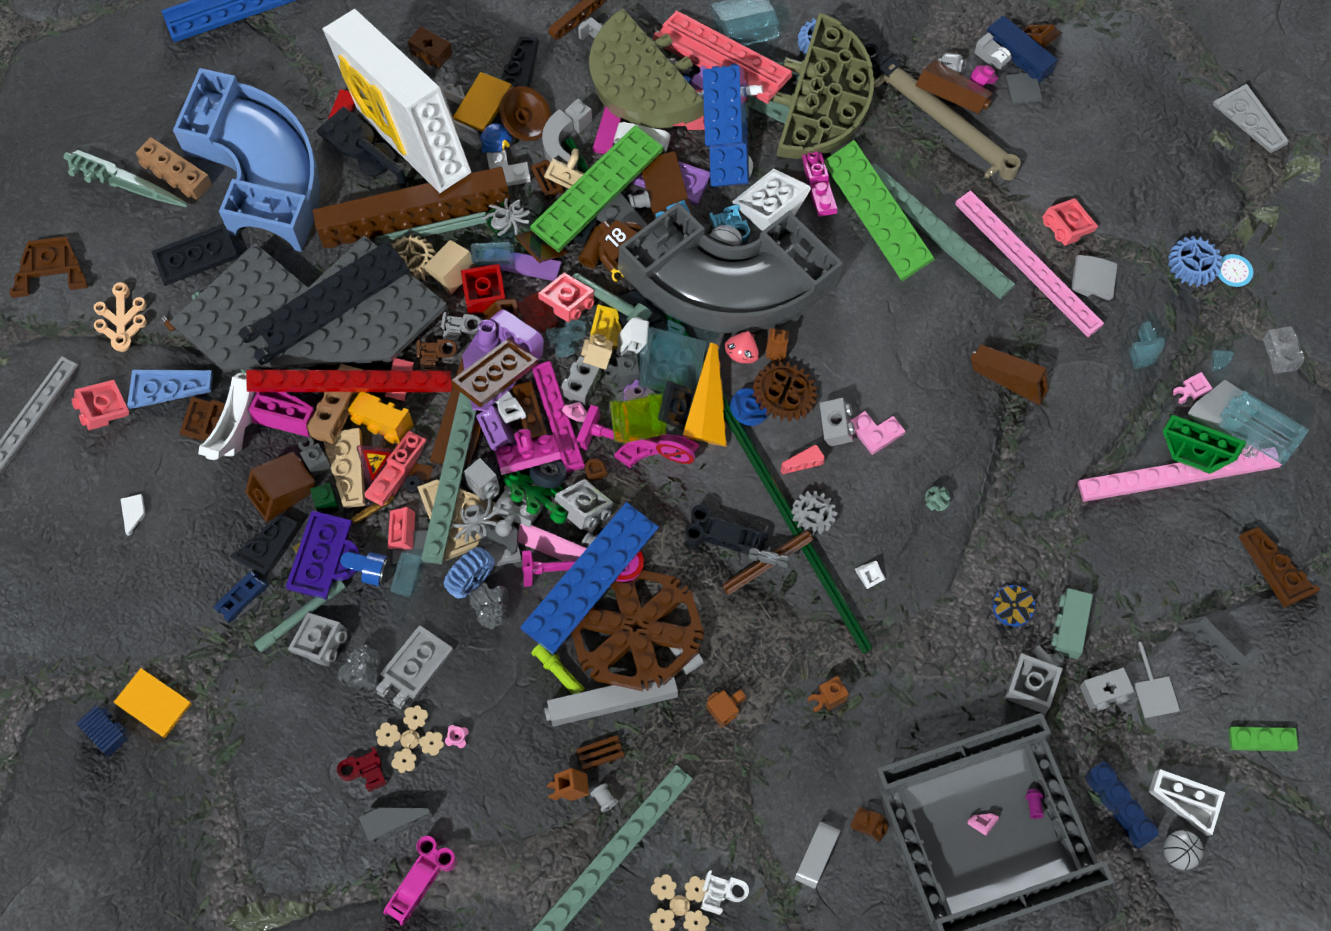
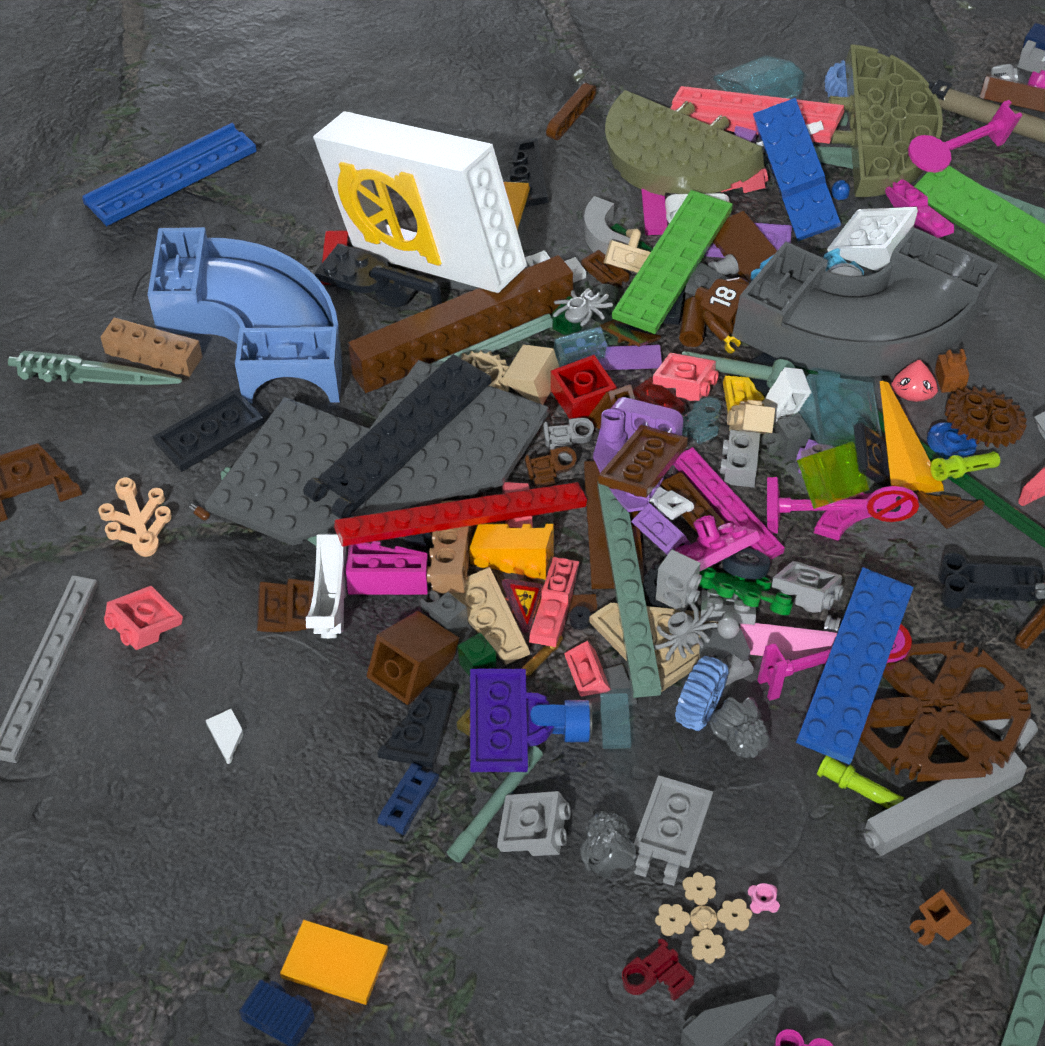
camera: 15 degrees left, 15 degrees down
(159, 386) = (219, 578): medium blue wing -> none
(495, 138) = (533, 238): blue hair -> none
(531, 109) = (555, 208): reddish brown dish -> none
(575, 411) = (749, 493): bright pink tile -> none
(580, 115) = (621, 197): light grey brick -> none
(589, 27) = (594, 120): light grey bracket -> none
(595, 469) = (799, 550): reddish brown tile -> none
(604, 797) = (991, 923): light grey bush -> none
(617, 746) = (983, 866): reddish brown tile -> none
(724, 462) = (949, 509): none -> reddish brown tile
(742, 431) = (958, 466): none -> lime pin
(769, 146) = (841, 190): none -> blue hinge
(847, 135) = (935, 156): none -> dark pink piece

